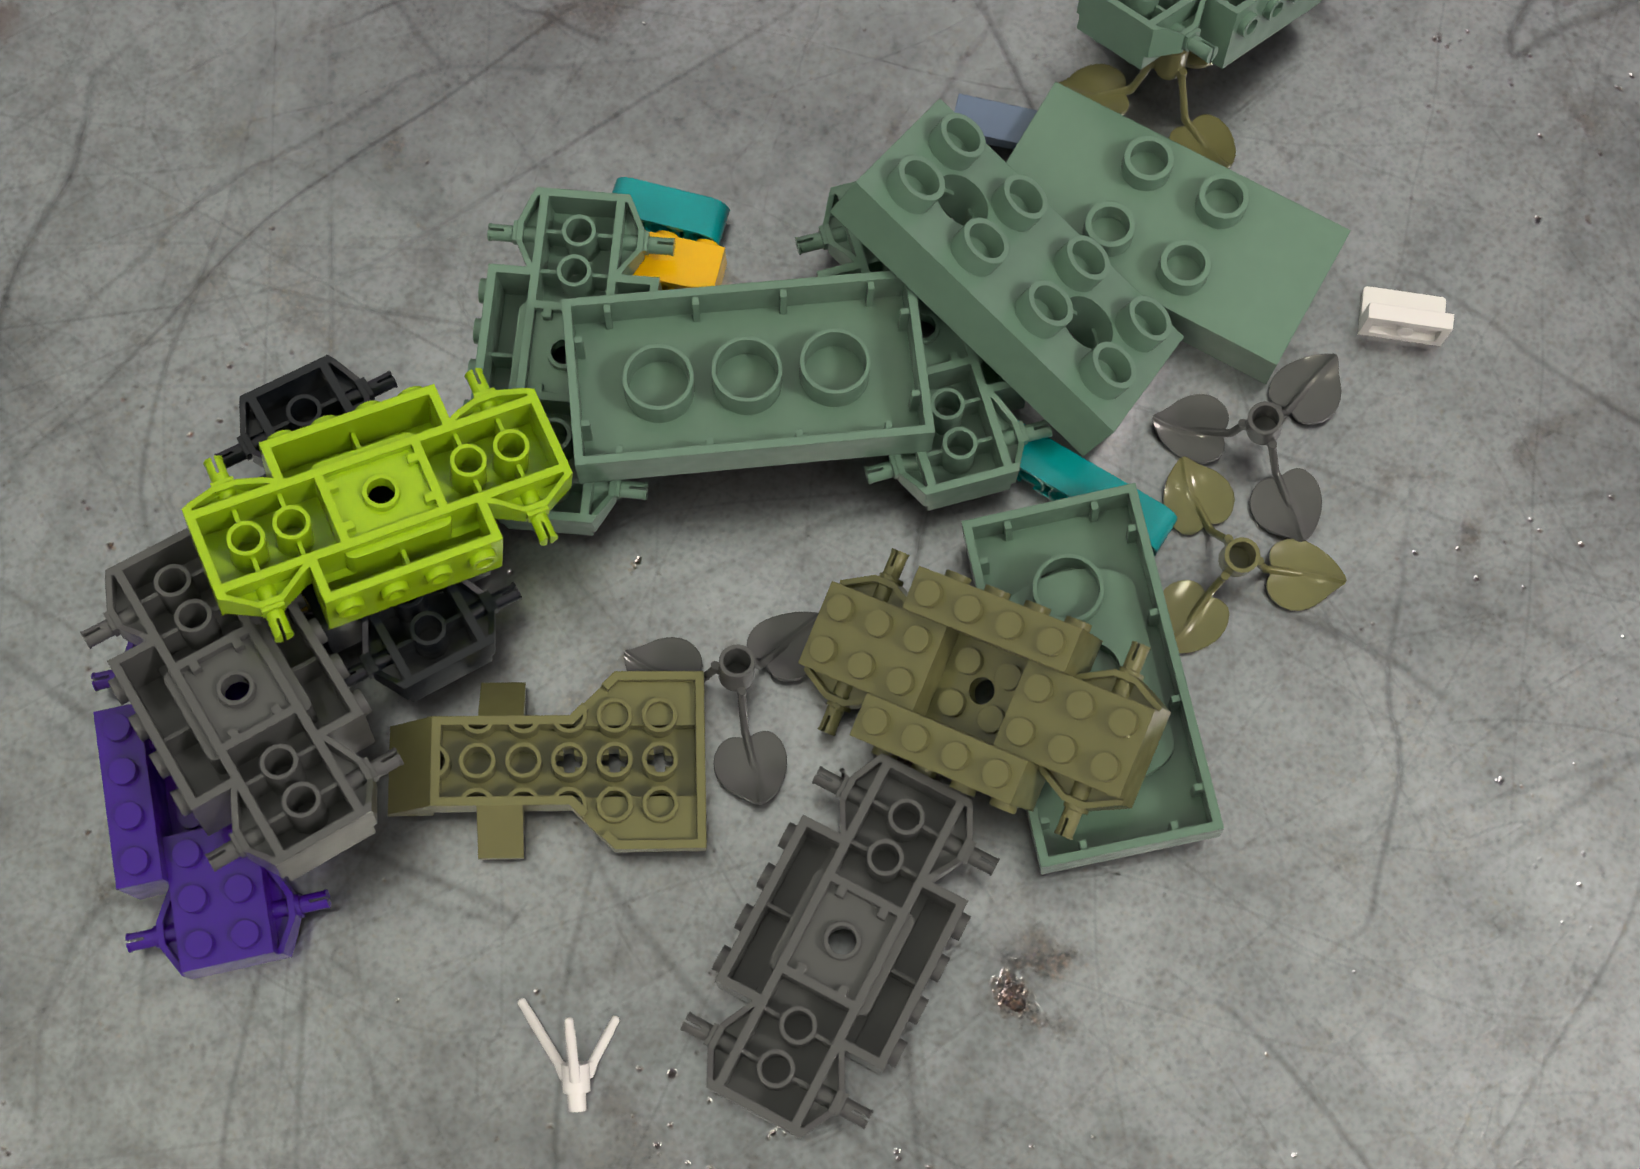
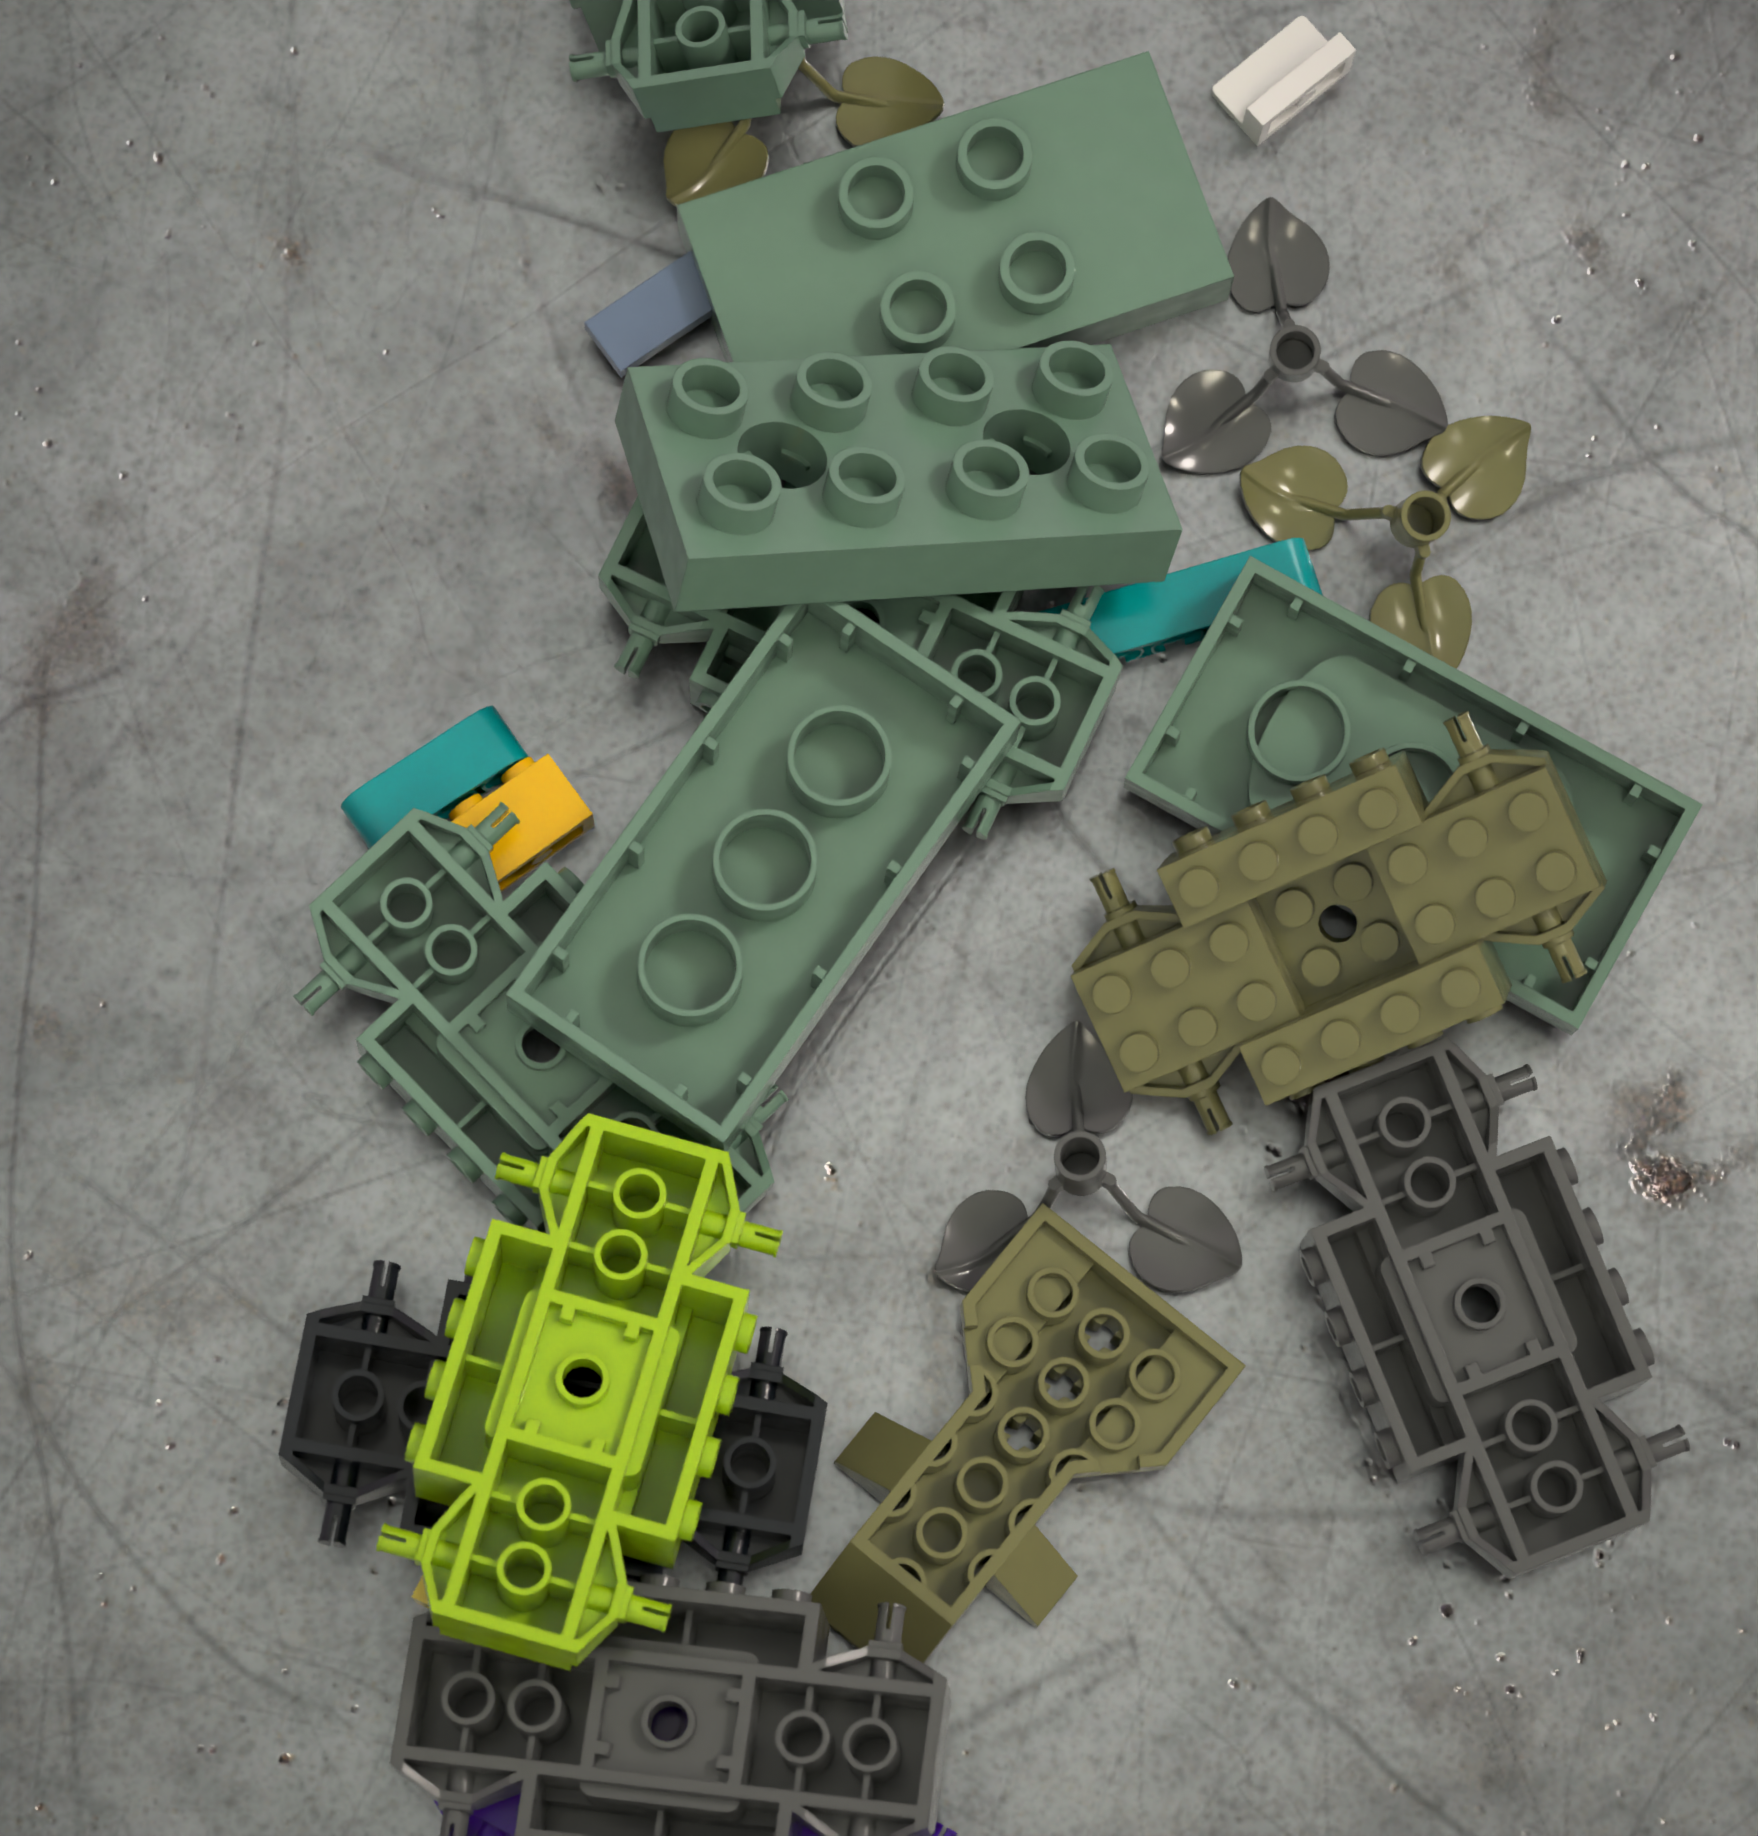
camera: 55 degrees left, 5 degrees up
(574, 1073) = (1364, 1713): white plant -> none

